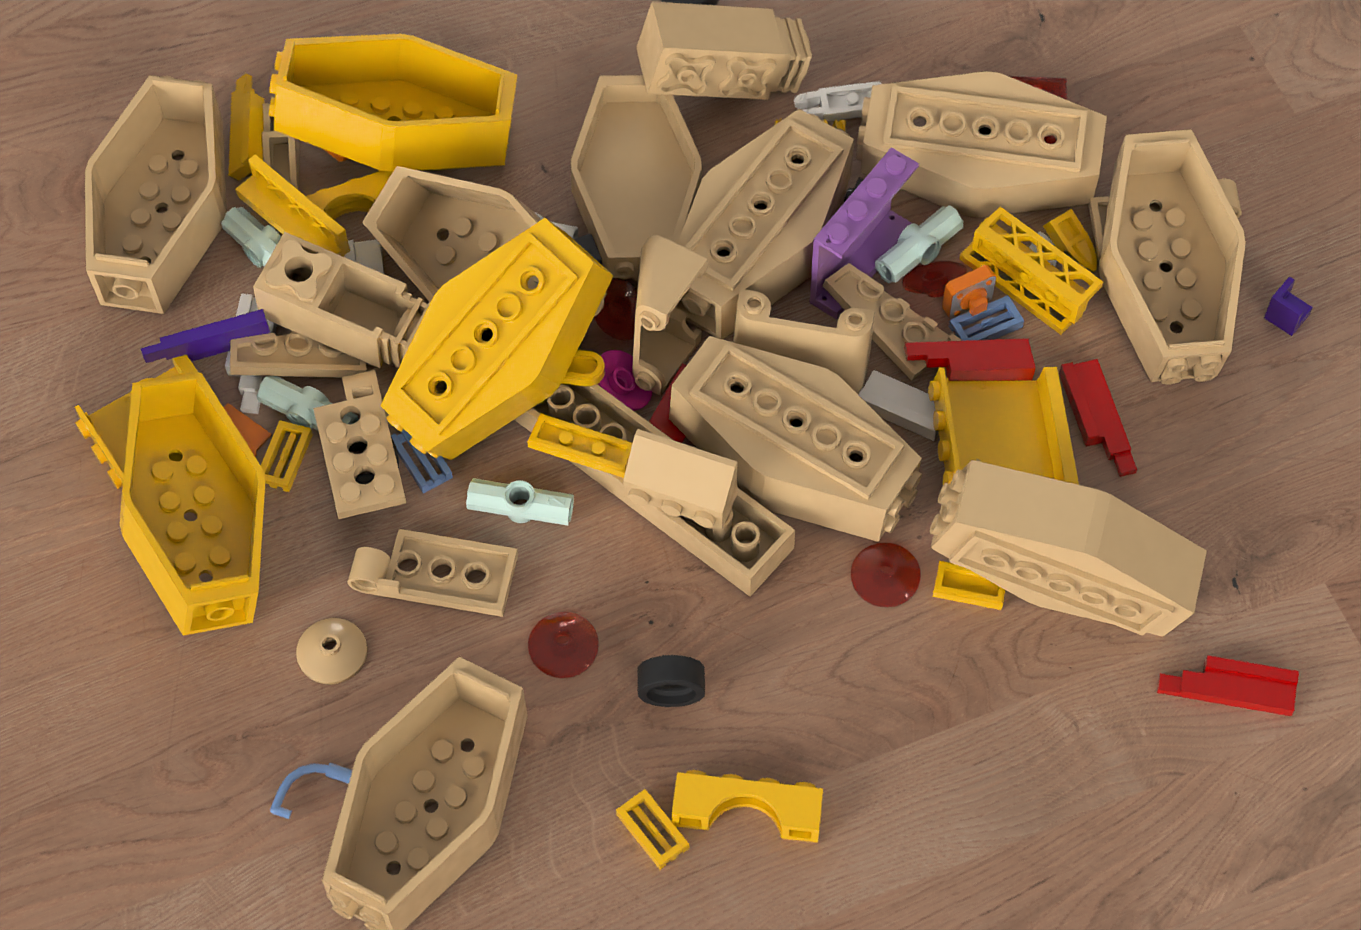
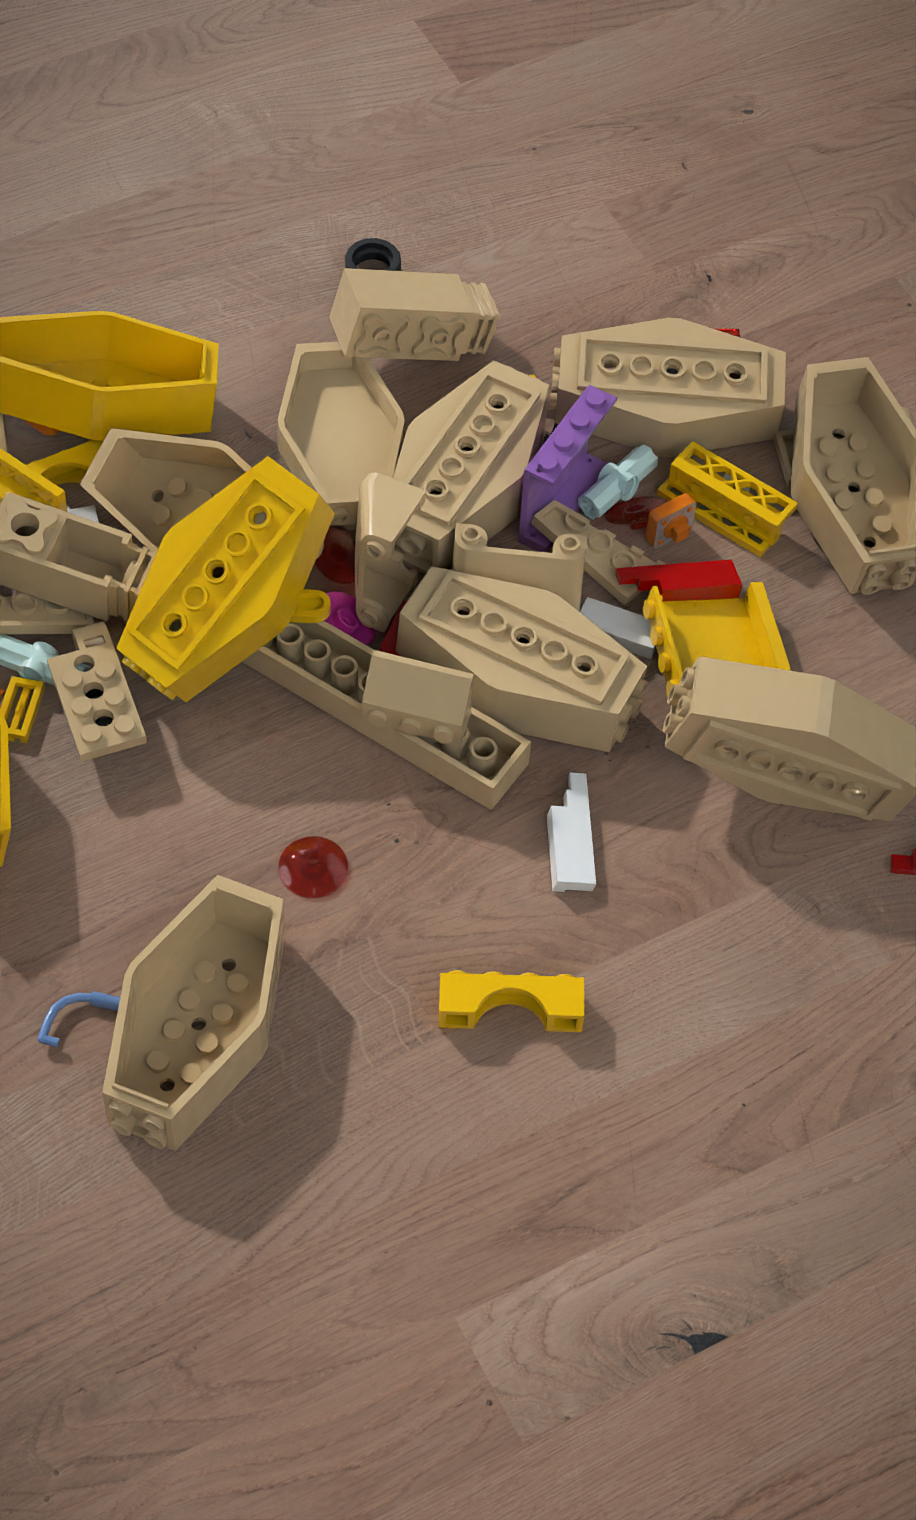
camera: 10 degrees left, 5 degrees down
(335, 664) = (88, 899): tan dish -> none
(379, 575) = (126, 813): tan hinge -> none
(435, 479) = (148, 714): medium blue tile -> none
(540, 504) = (275, 737): light aqua piece -> none
(580, 445) = (315, 676): yellow tile -> none
(671, 681) = (425, 889): black tyre -> none
(671, 853) = (429, 1021): yellow tile -> none
(829, 634) = (572, 839): none -> white piece
(836, 102) = (527, 359): white hinge -> none
(885, 588) = (617, 793): clear red dish -> none
(965, 586) = (699, 787): yellow tile -> none
(990, 334) = (695, 552): medium blue tile -> none
(1071, 236) = (760, 465): yellow plate -> none
(1097, 412) = (804, 624): red piece -> none

